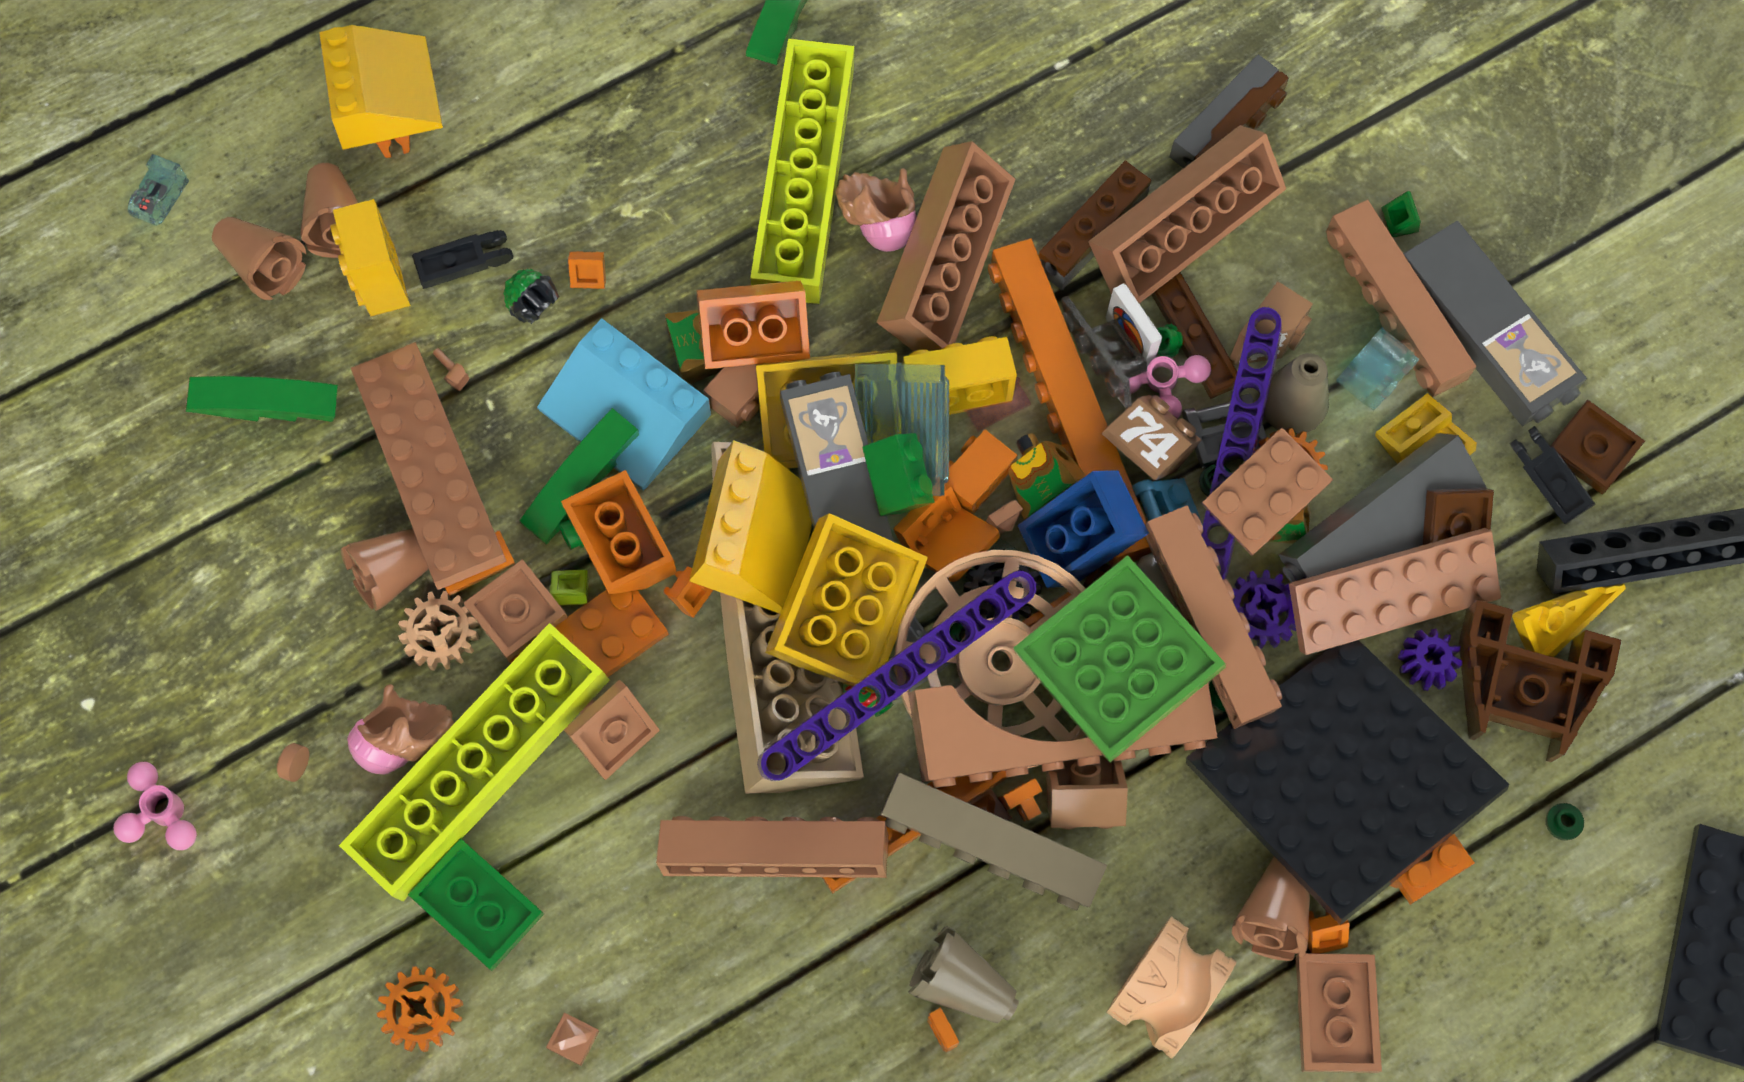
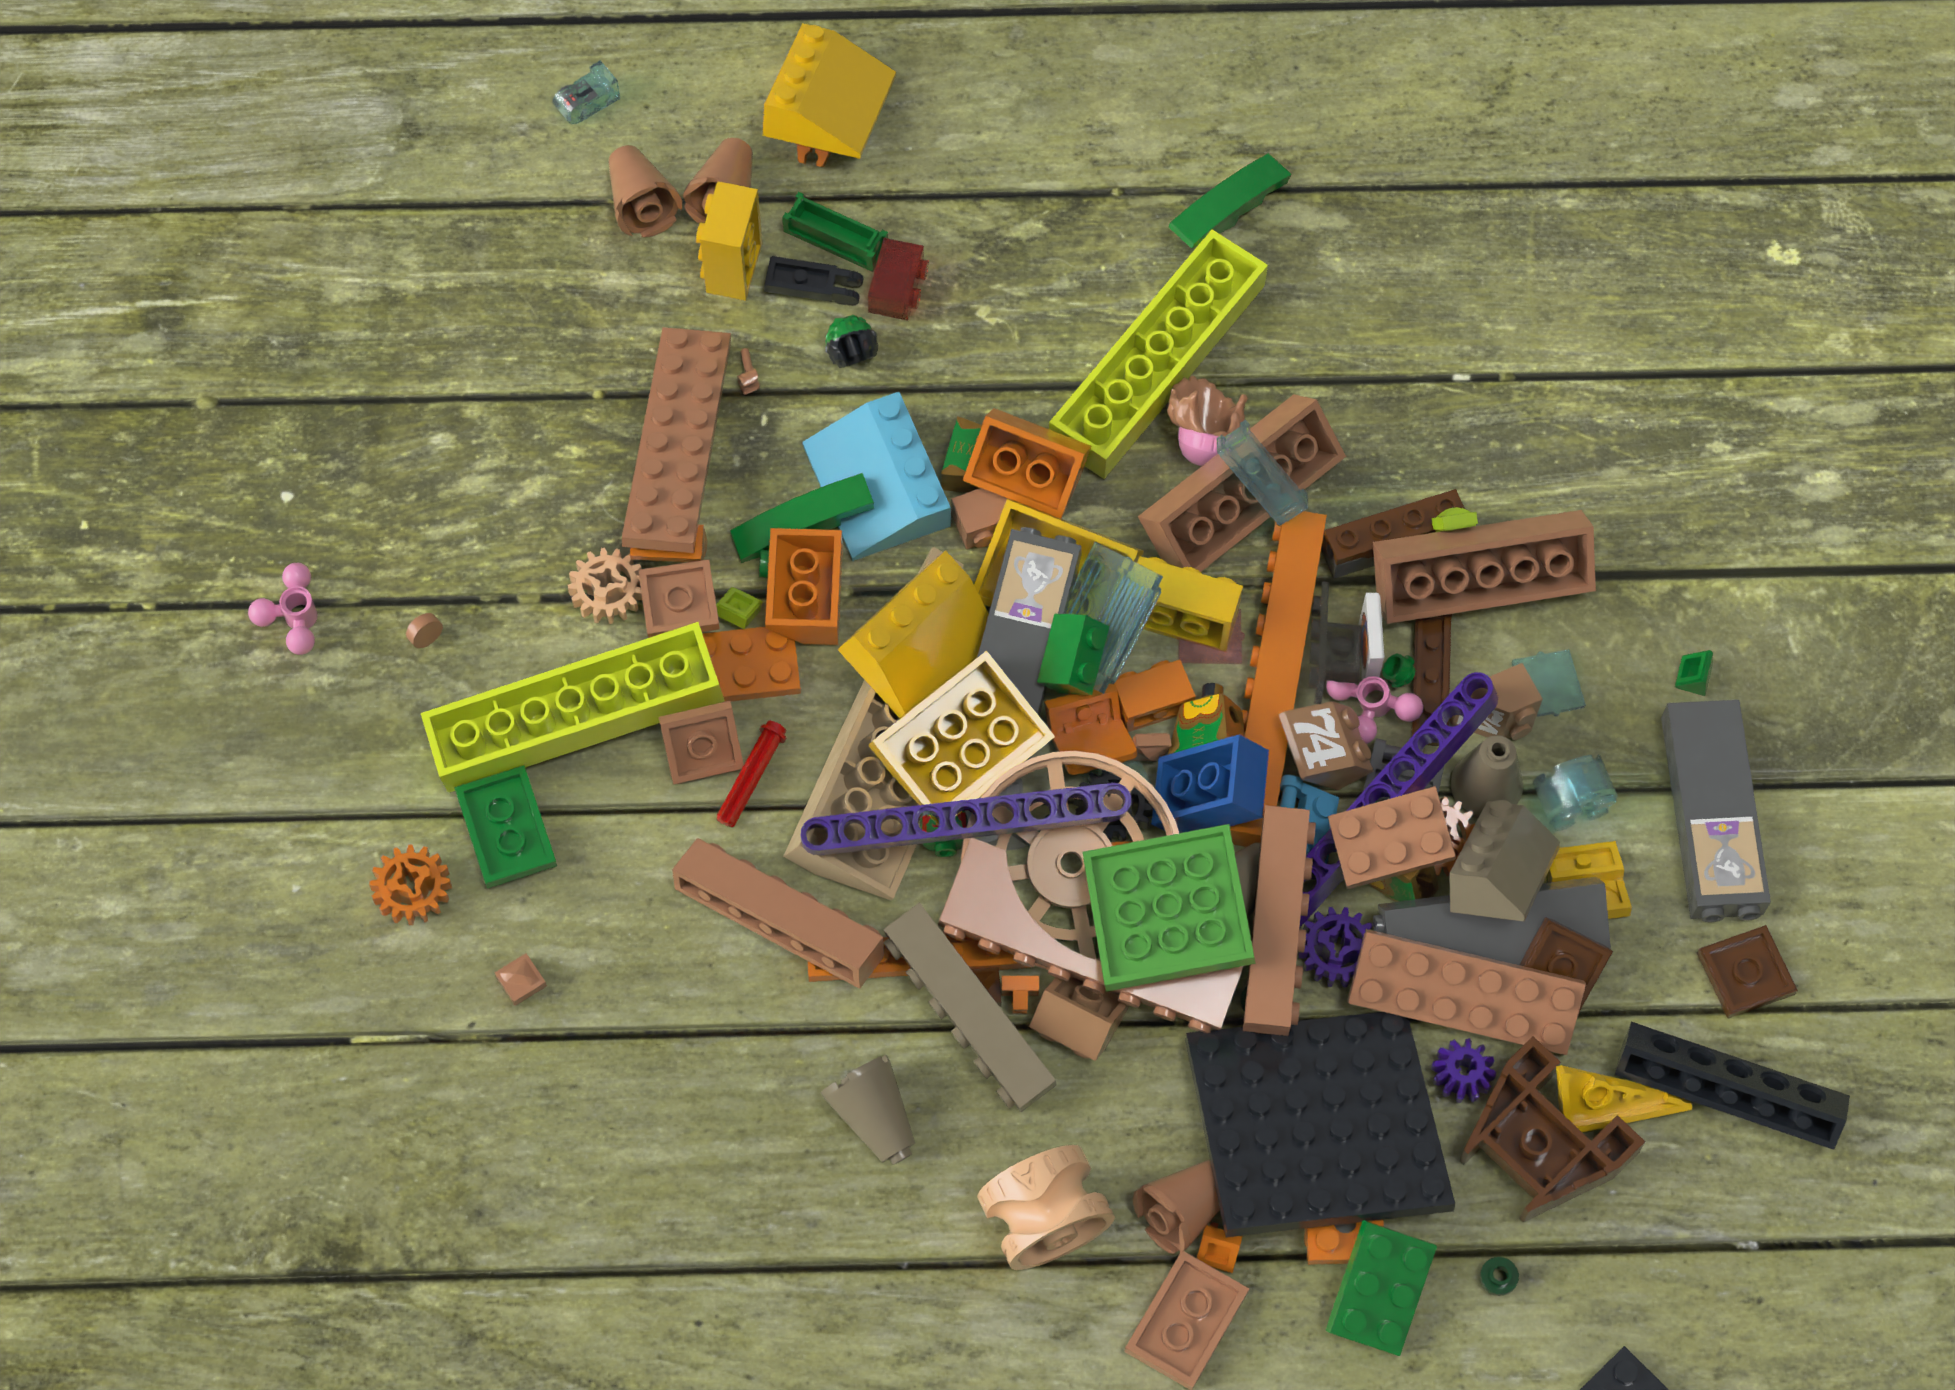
camera: 30 degrees right, 5 degrees down
(261, 397) = (574, 314): green slope -> none
(384, 566) = (591, 507): nougat cone -> none
(397, 732) = (520, 649): nougat hair -> none
(456, 205) = (834, 232): none -> green container
(536, 220) = (896, 279): none -> clear red brick
(587, 270) = (915, 345): orange tile -> none
(669, 731) = (752, 771): none -> red axle
(687, 595) = (835, 667): orange tile -> none
(942, 1030) = (832, 1141): orange tile -> none
(965, 230) = (1262, 474): none -> clear light blue container
(1145, 187) = (1454, 519): none -> lime tile
(1240, 103) = (1601, 494): piece -> none
(1293, 274) = (1555, 680): none -> clear light blue piece
(1367, 465) = (1502, 863): none -> dark tan slope
(1399, 297) = (1642, 743): nougat brick -> none
(1485, 891) = (1381, 1288): none -> green plate
(1554, 478) = (1685, 976): black hinge -> none

